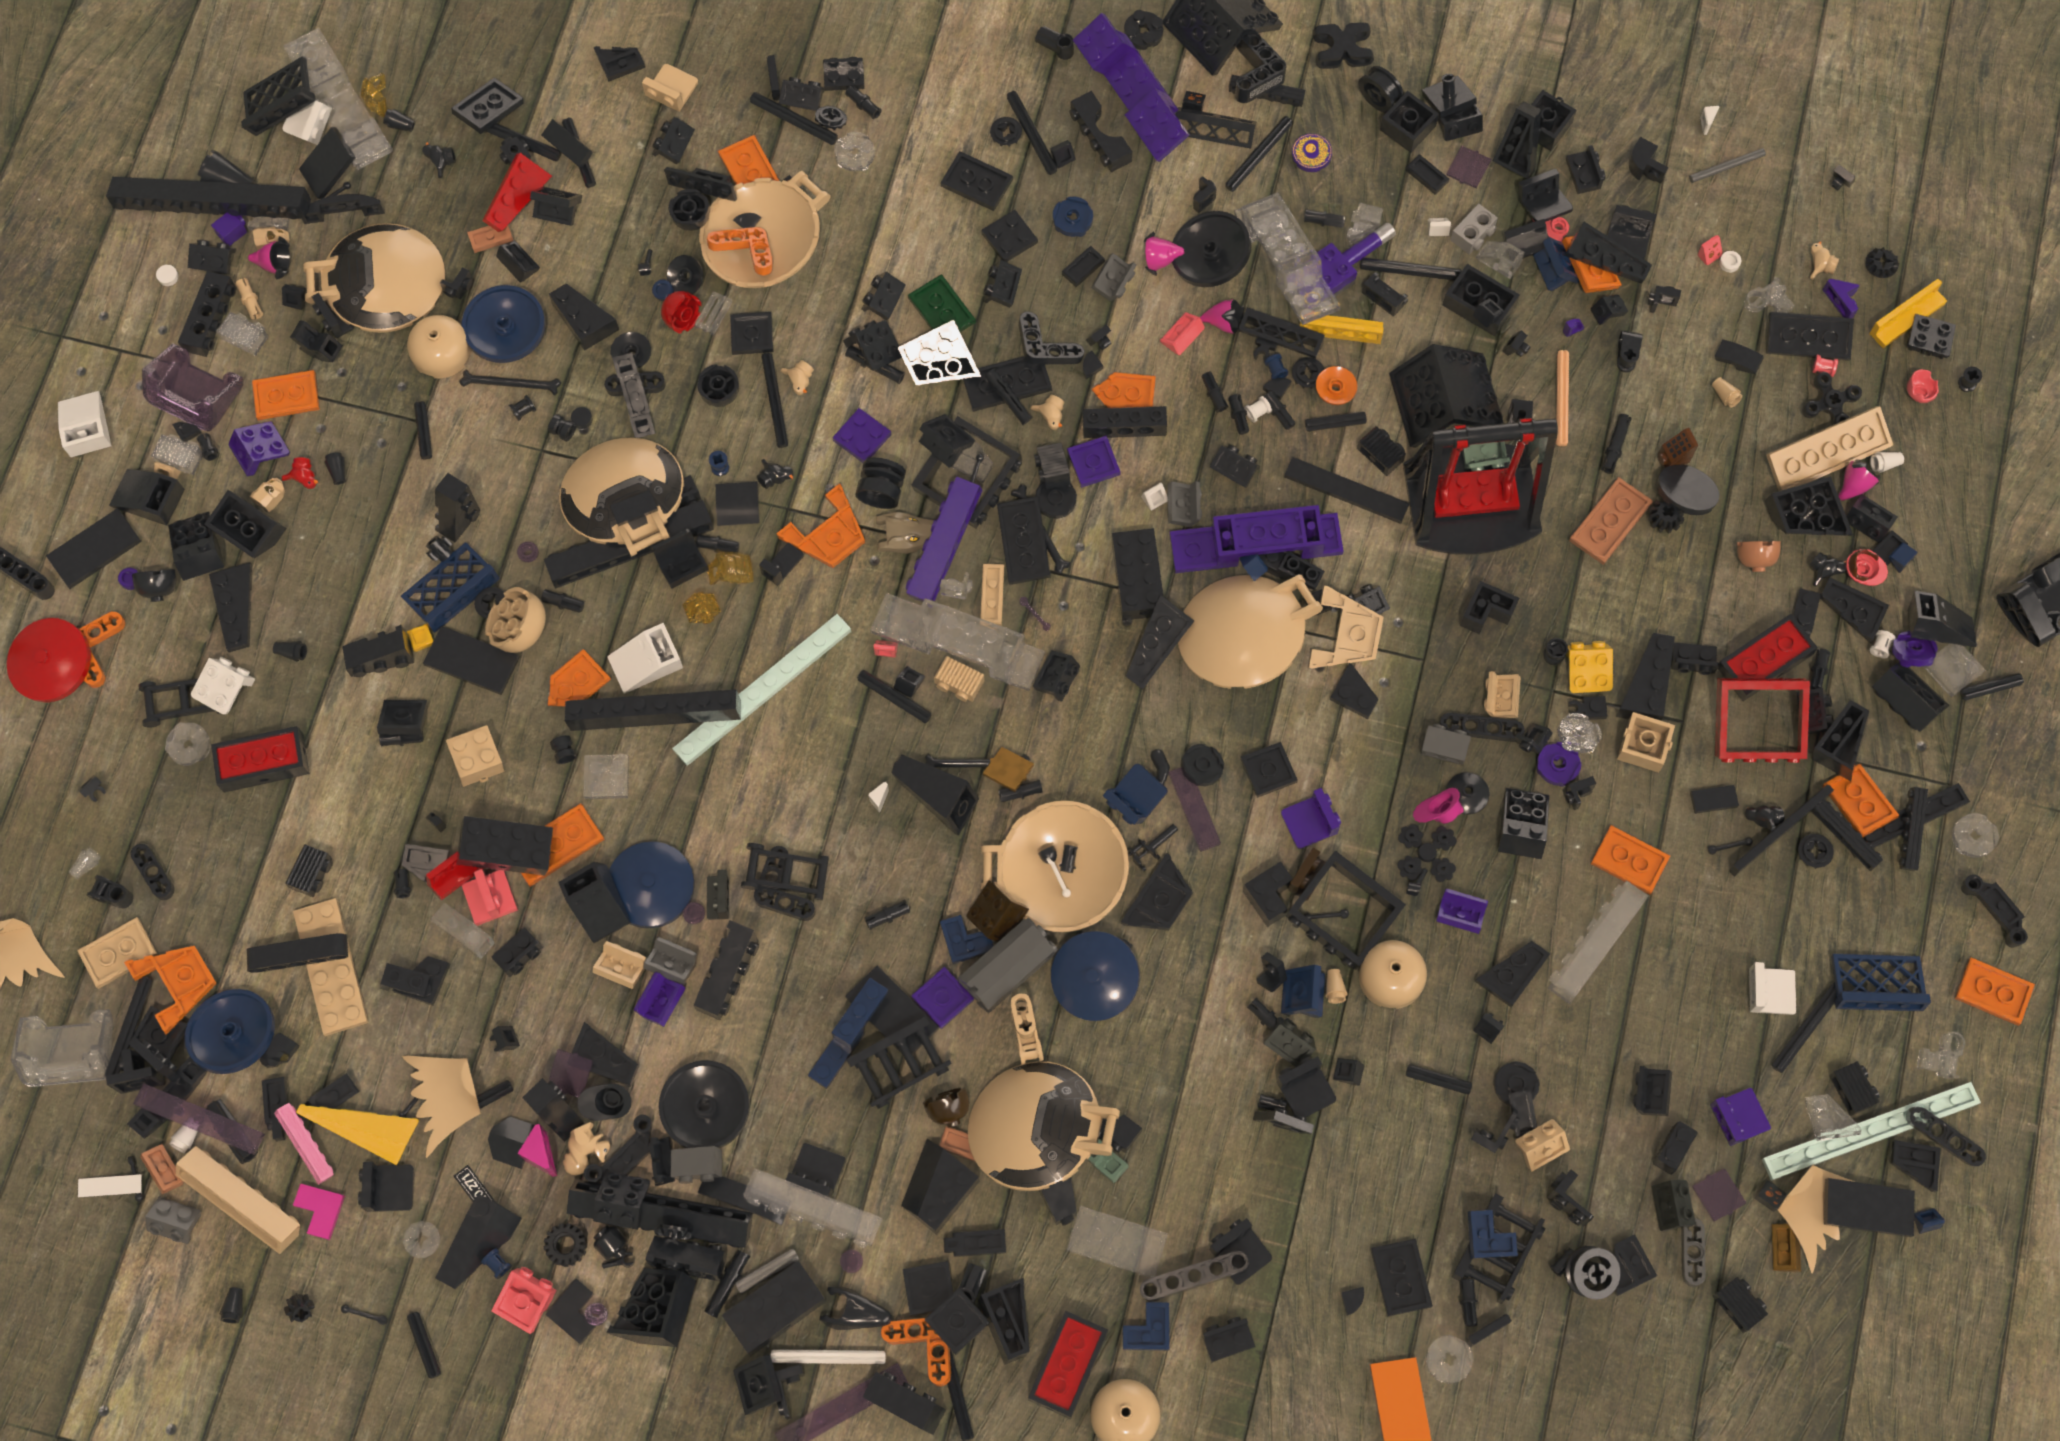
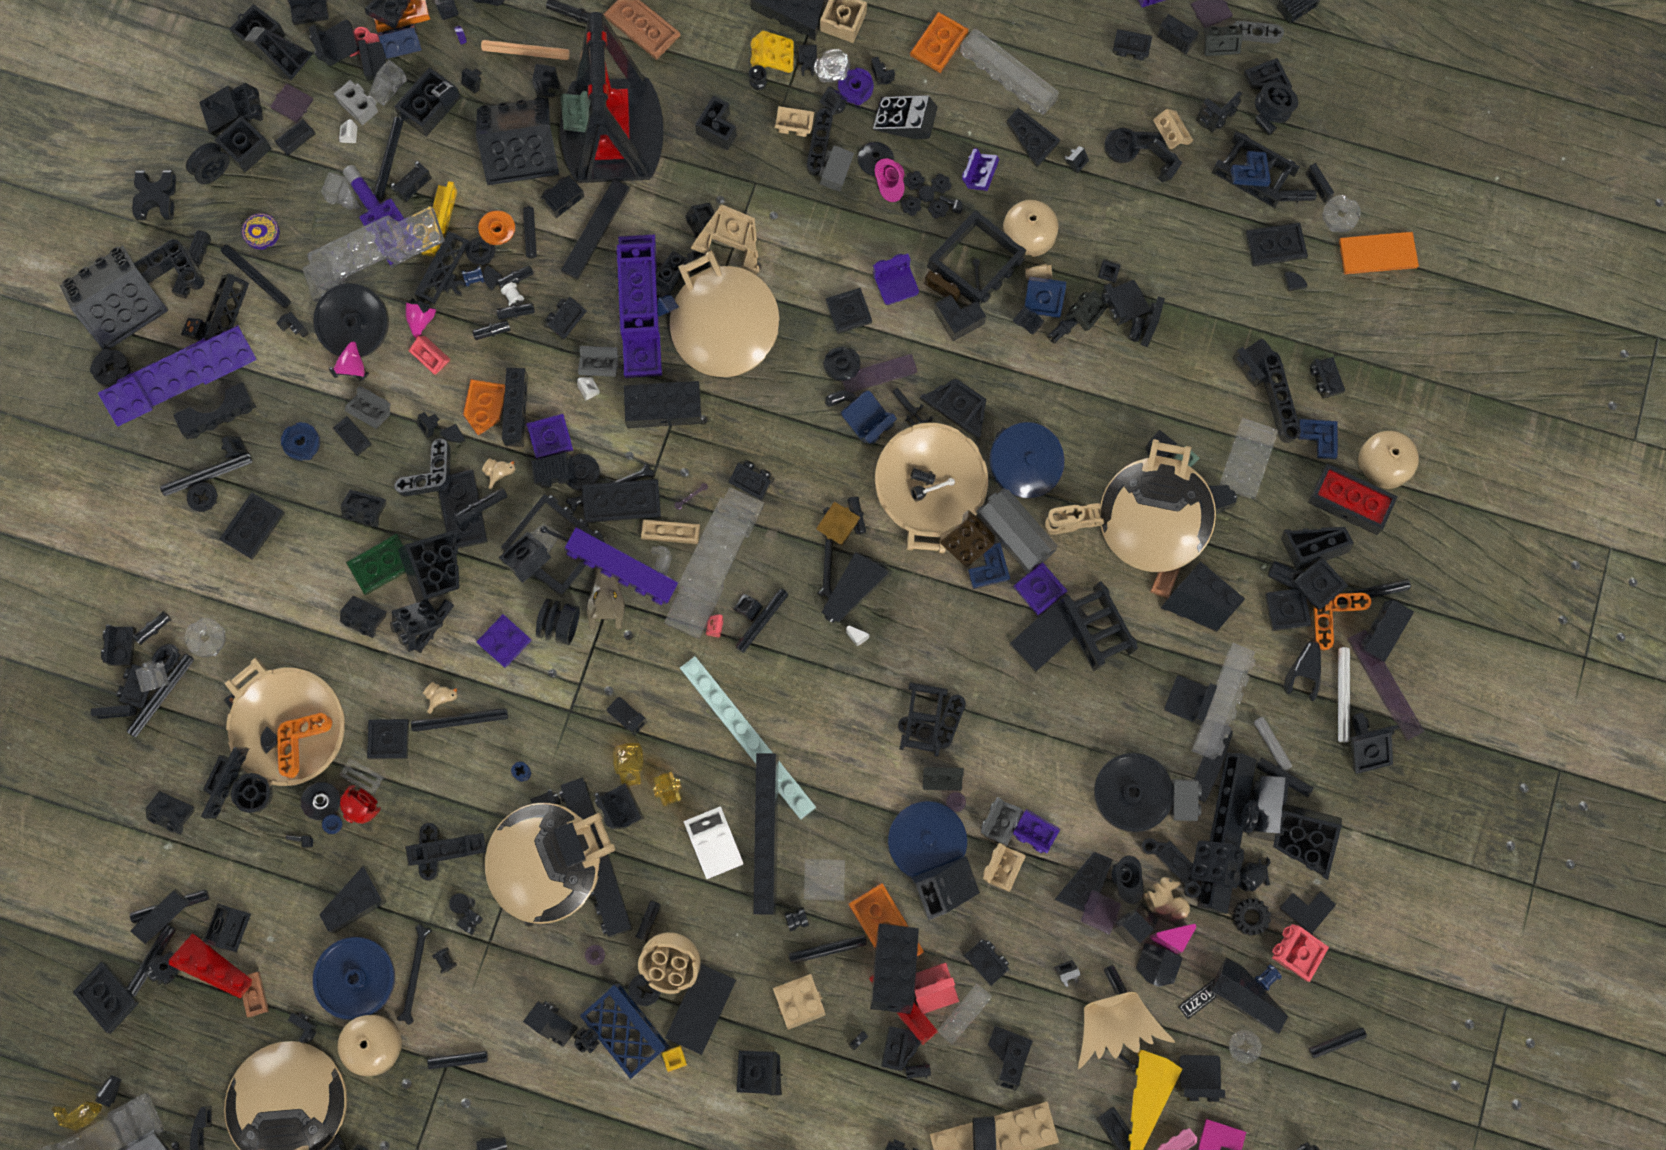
camera: 90 degrees left, 5 degrees up
(379, 653) = (691, 1098): black wedge -> none
(381, 1319) = (1314, 1081): black hinge -> none
(439, 156) = (156, 1047): black animal -> none
(517, 260) = (282, 968): black slope -> none
(532, 785) = (827, 949): none -> black axle
(576, 680) = (728, 908): orange tile -> none
(596, 1308) = (1308, 885): plate -> none
(619, 61) = (72, 865): black wing -> none
(629, 343) = (386, 850): black dish -> none
(661, 1160) = (1179, 831): black hinge -> none
(670, 87) = (108, 813): tan bracket -> none
(717, 544) = (602, 774): black axle -> none
(718, 385) = (443, 768): black cylinder -> none
(727, 971) = (1013, 772): black wedge -> none
(737, 503) = (562, 756): black slope -> none
(746, 161) = (204, 740): orange tile -> none
(773, 474) = (536, 721): black animal -> none
(774, 1308) = (1306, 736): black brick -> none
(808, 104) = (151, 676): none -> clear brick
(832, 539) = (605, 668): orange wing -> none
(848, 1033) = (1072, 667): dark blue bracket -> none
(851, 1261) = (1264, 673): plate -> none
(887, 914) = (964, 632): black pin -> none
(948, 1107) = (1135, 586): dark brown cylinder -> none
(959, 679) = (750, 562): tan brick -> none
(976, 1243) = (1250, 569): black hinge -> none
(1009, 236) = (313, 500): black plate -> none
(1055, 42) = (111, 447): black piece -> none
(1159, 638) = (726, 388): black wing -> none
(1324, 218) = (329, 225): black axle -> none
(1354, 693) = (783, 238): black wing -> none
(1439, 1079) = (1117, 202): black axle -> none

